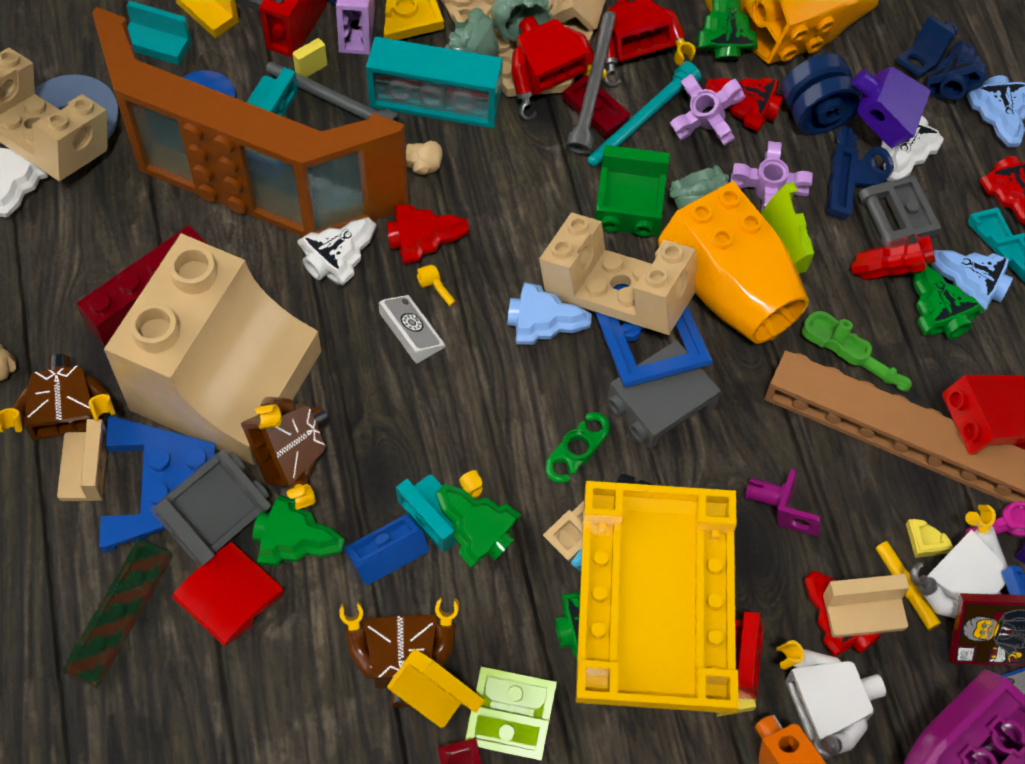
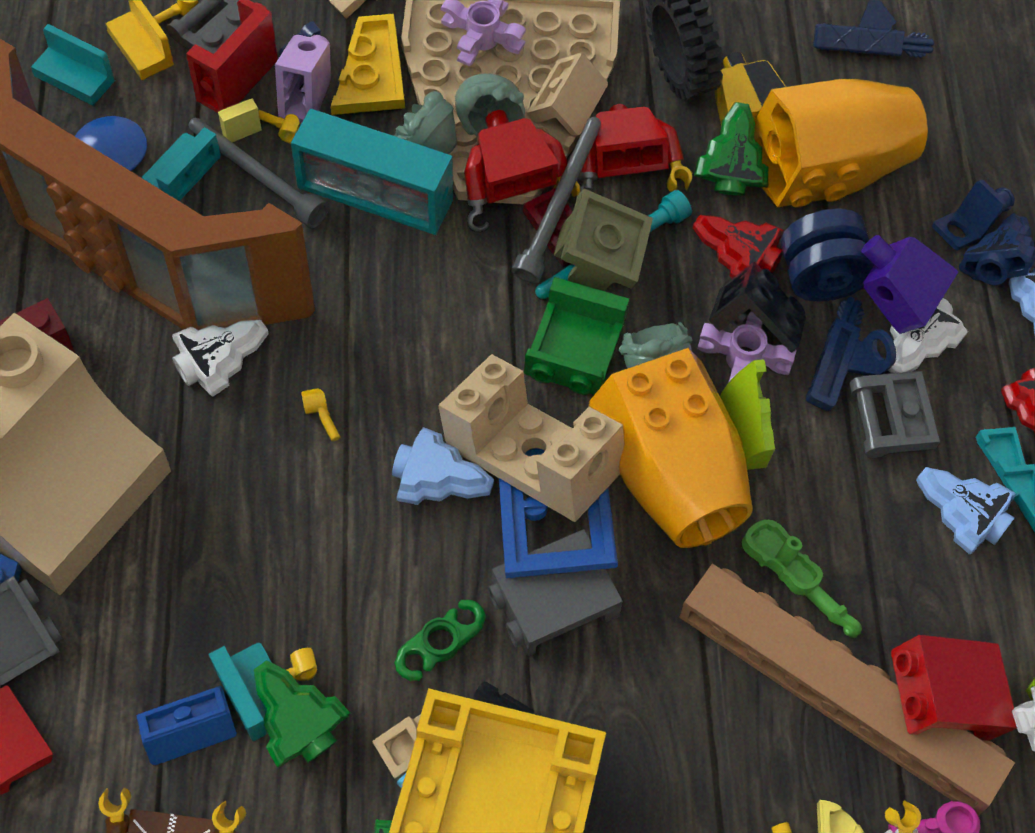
camera: 10 degrees right, 0 degrees up
(287, 444) = (95, 580): reddish brown torso -> none
(292, 535) = (78, 688): green rock -> none
(351, 58) = (287, 125): none -> yellow hand
(410, 327) = (280, 459): slope -> none
(422, 231) = (319, 346): red rock -> none
(424, 157) = (340, 257): tan piece -> none
(638, 110) = (603, 242): none -> olive panel
(701, 99) = (694, 265): lavender pin -> none
(772, 129) = (760, 292): none -> black bracket
(781, 498) = (669, 746): magenta bracket -> none
(894, 258) = (875, 469): red rock -> none
(943, 305) = (921, 537): green rock -> none

